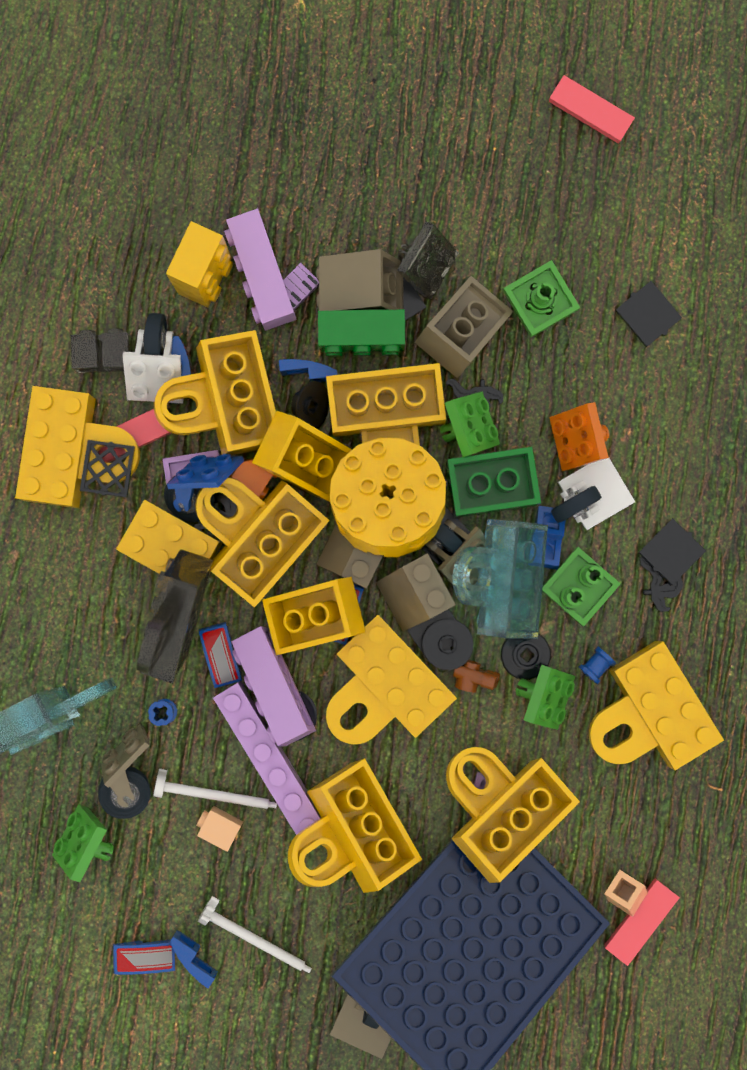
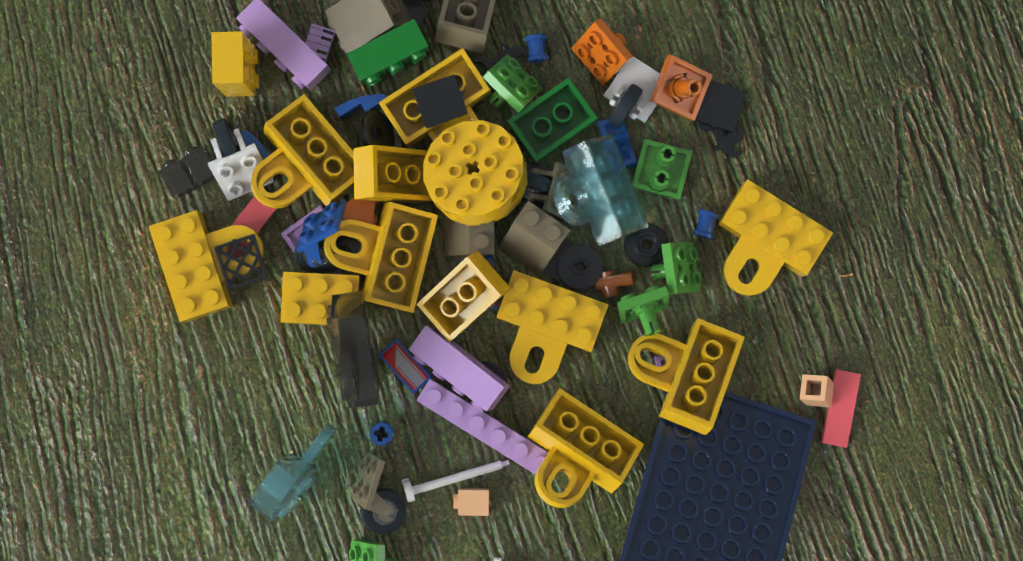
camera: 30 degrees left, 0 degrees up
(389, 406) = (440, 101): none -> black piece
(492, 719) = (643, 307): none -> bright green plate
(514, 400) = (537, 48): none -> blue bush
(644, 520) = (680, 89): none -> orange plate

